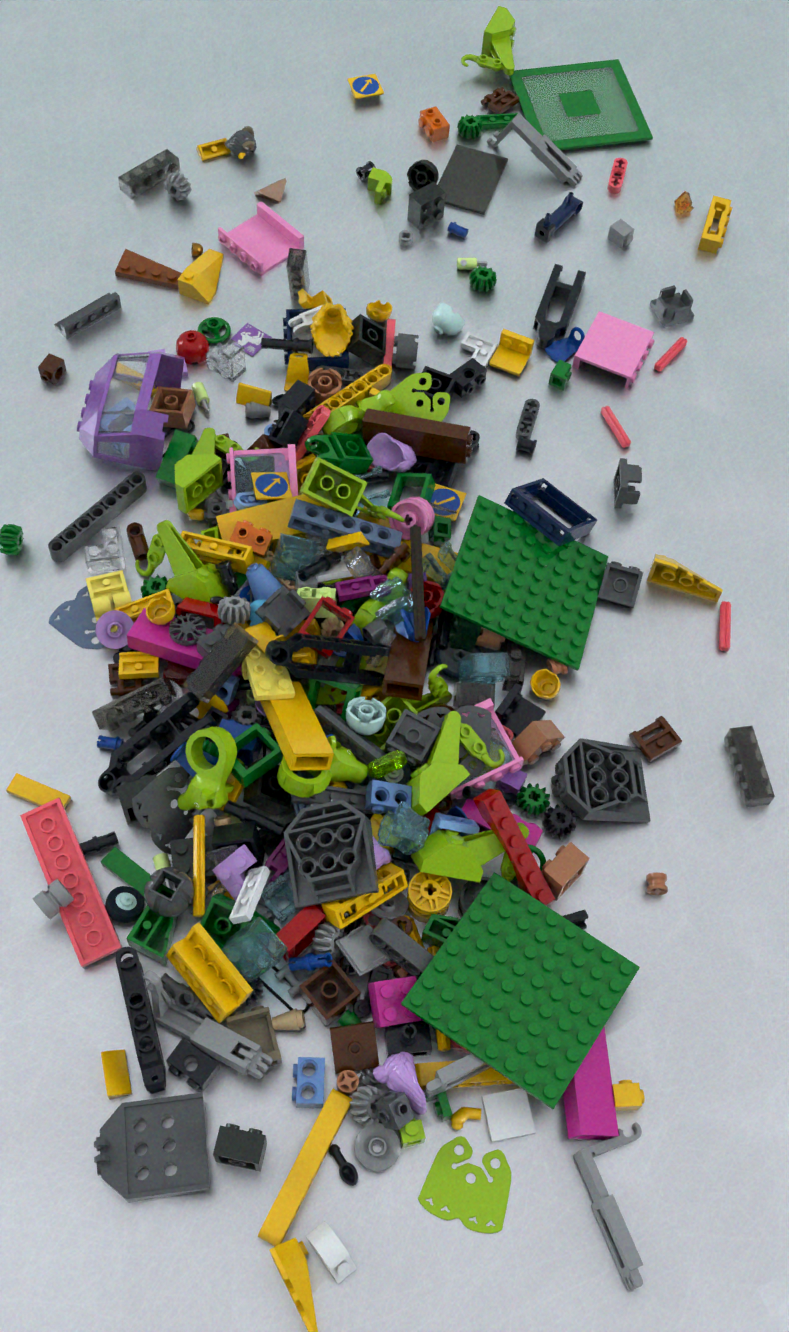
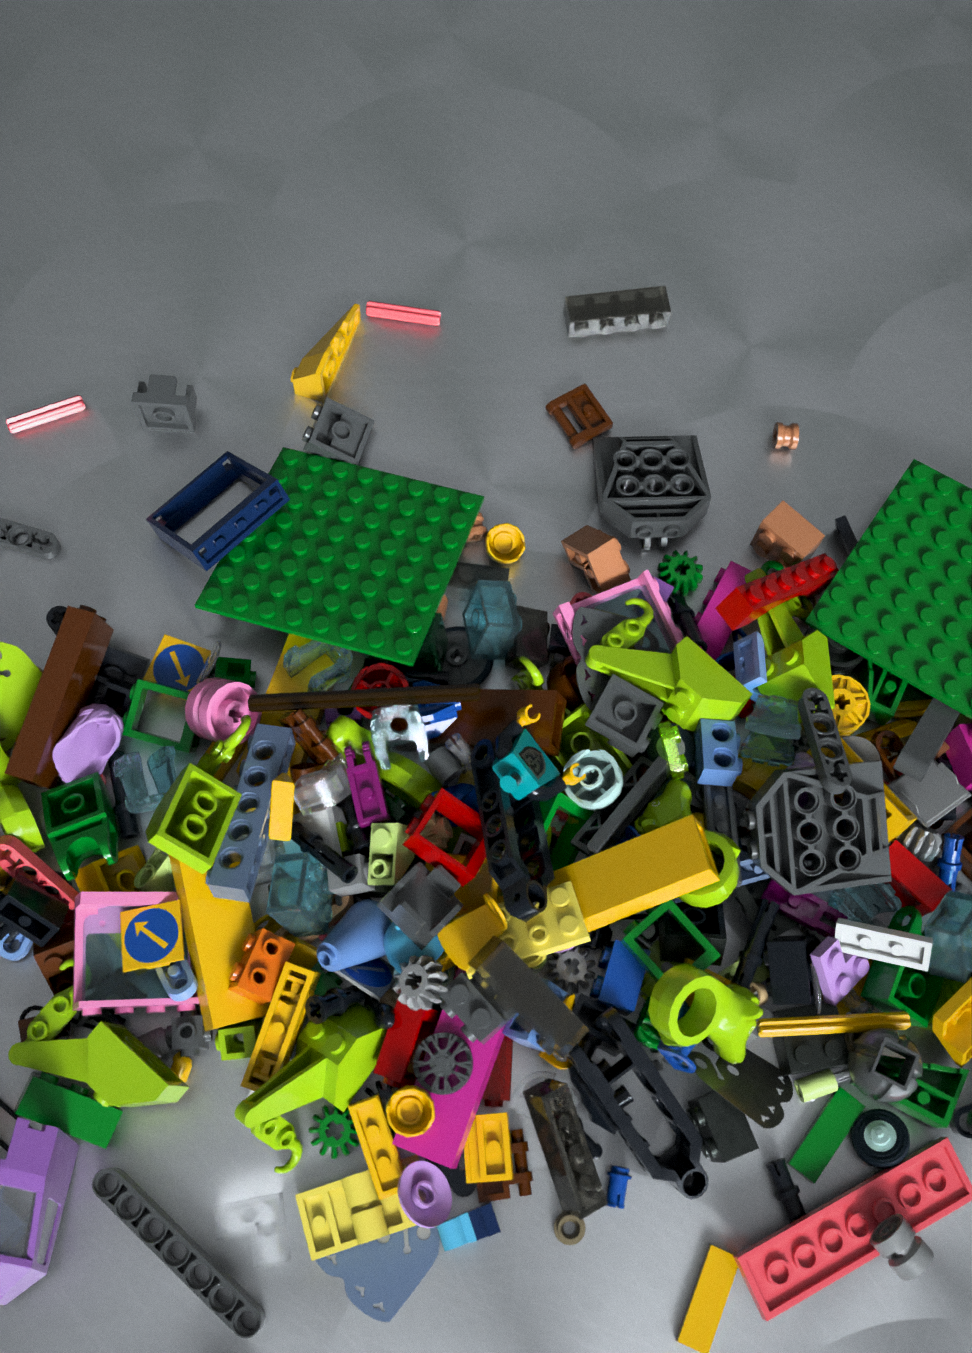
camera: 90 degrees left, 10 degrees up
(86, 711) = (576, 1236): none -> dark tan plate
(95, 661) = (468, 1227): none -> leg
(137, 542) = (240, 1170): reddish brown piece -> none
(370, 664) = (524, 766): none -> torso
(389, 844) = (829, 739): none -> dark grey beam
(518, 712) = (548, 582): black bracket -> none
(526, 445) = (73, 541): black bush -> none
(561, 815) = (709, 543): black gear -> none

